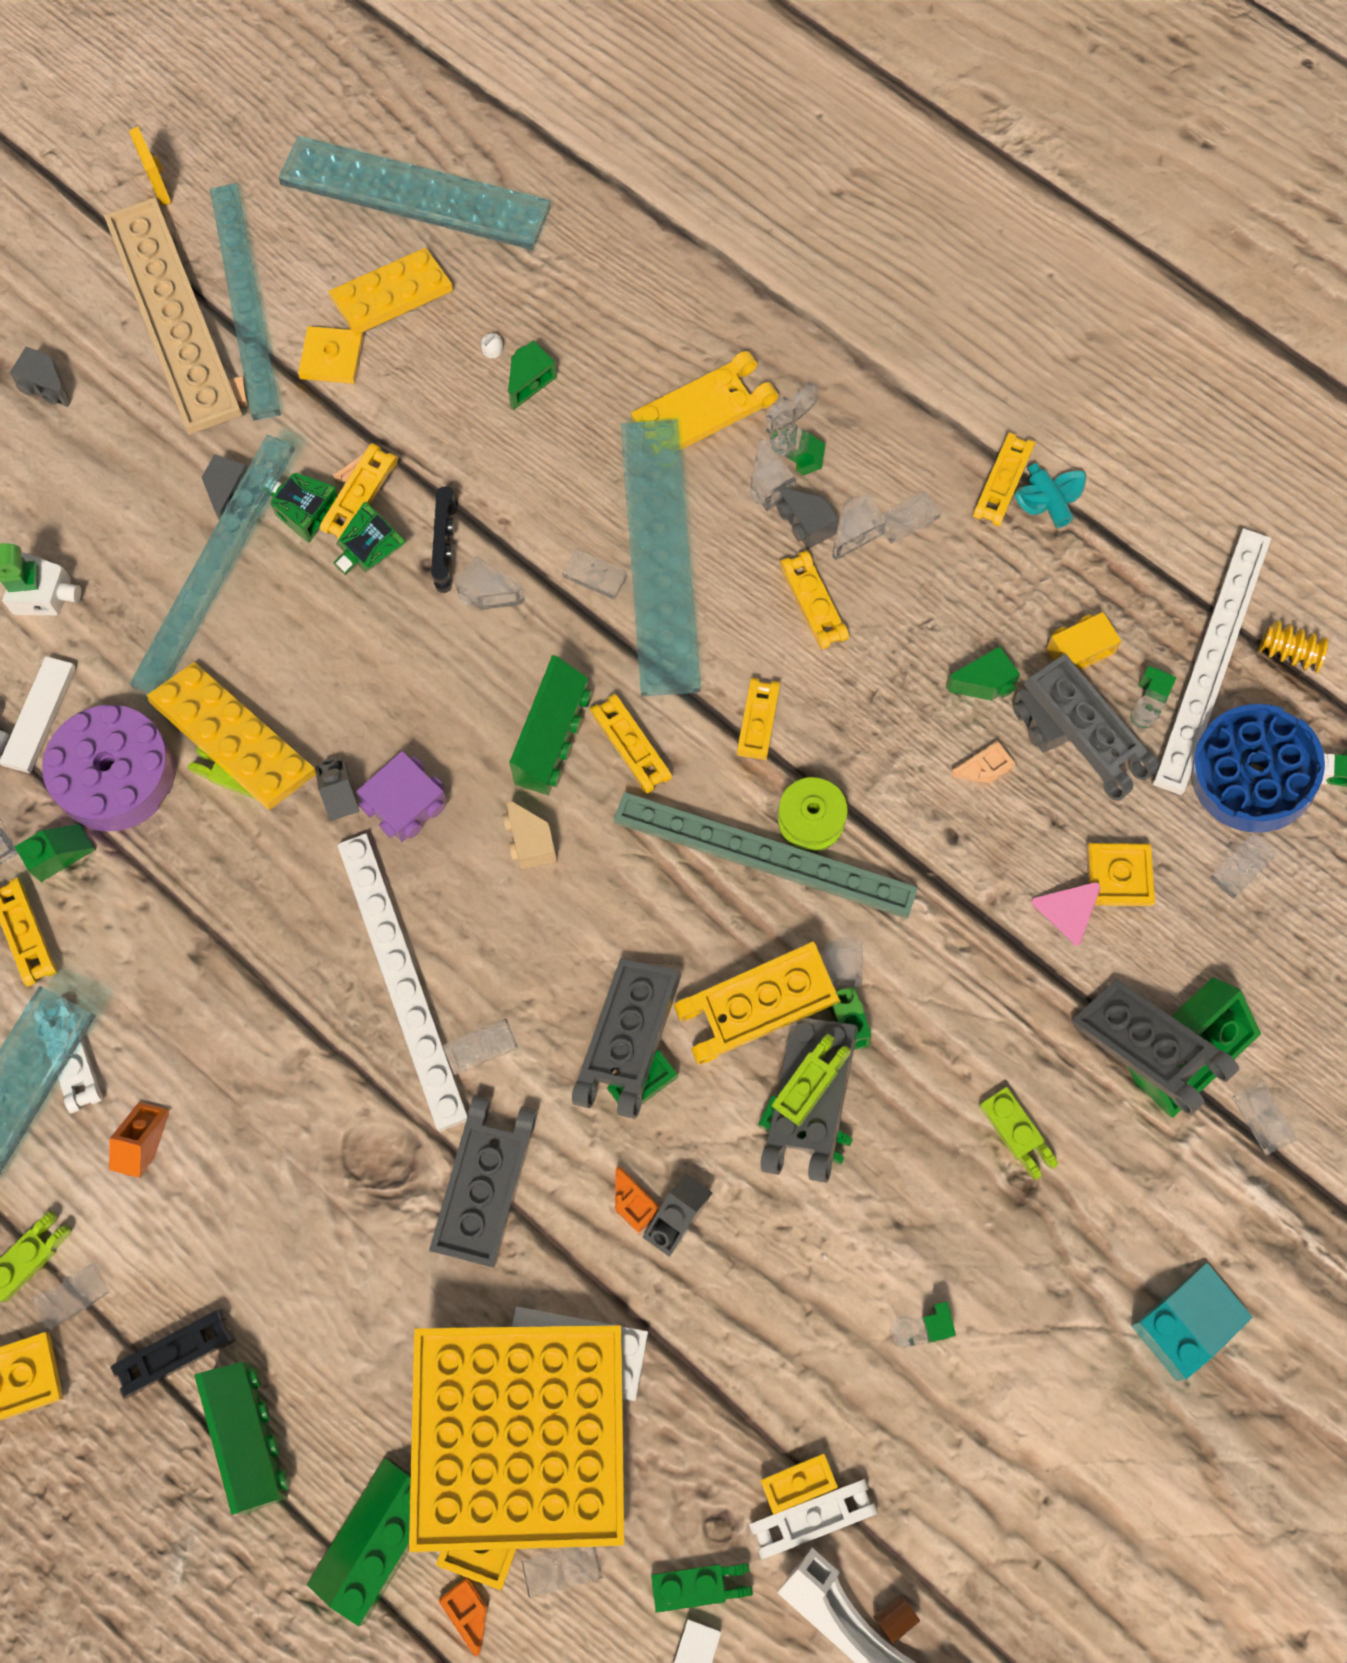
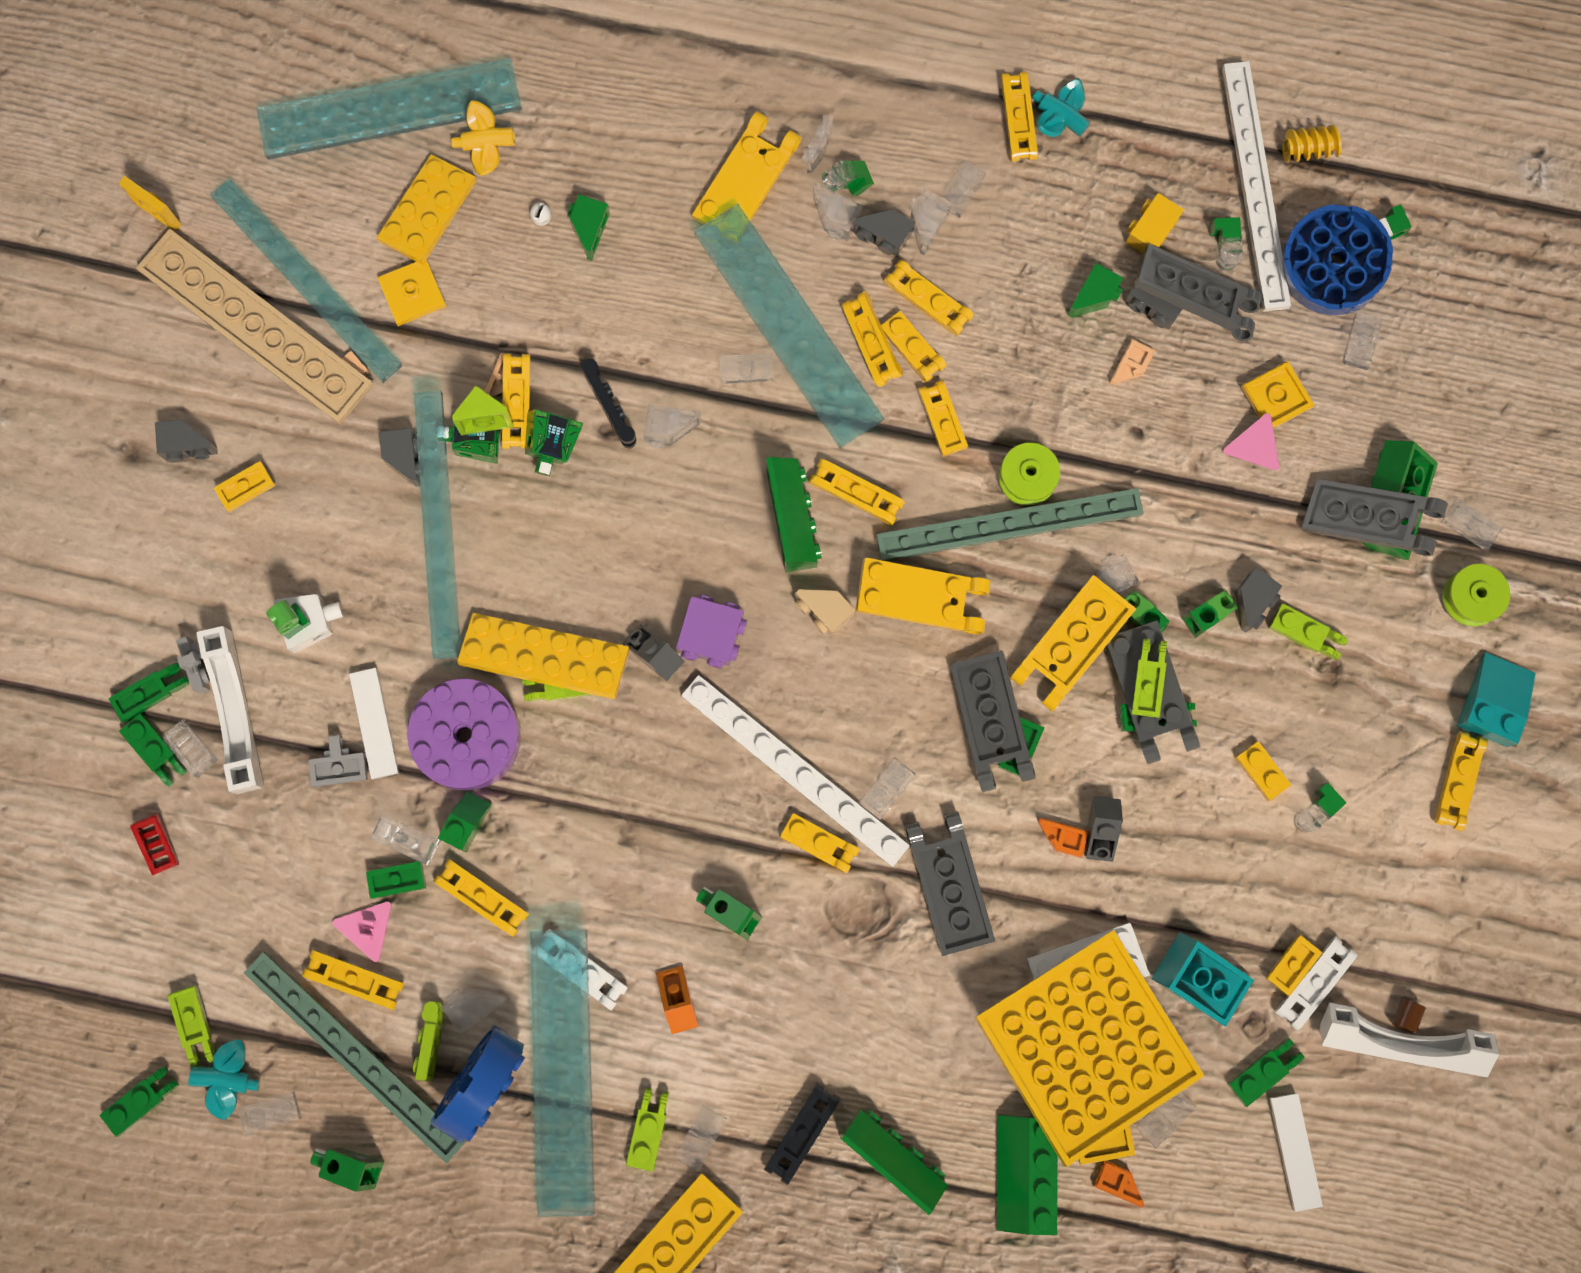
camera: 35 degrees left, 10 degrees up
(68, 444) = (244, 486): none -> yellow plate
(244, 1082) = (737, 916): none -> green torso
(307, 478) = (481, 414): none -> lime slope
(379, 1063) = (818, 842): none -> yellow plate
(481, 255) = (483, 138): none -> yellow plant
(628, 872) = (918, 595): none -> yellow hinge
(689, 1440) = (1202, 978): none -> teal slope
(732, 608) = (871, 339): none -> yellow plate
(770, 636) = (912, 346): none -> yellow plate
(886, 1252) = (1263, 771): none -> yellow plate
(922, 1054) = (1209, 613): none -> green leg
(979, 1063) = (1253, 598): none -> dark grey slope
(1101, 1388) = (1460, 781): none -> yellow plate
(1227, 1193) = (1476, 595): none -> lime wheel

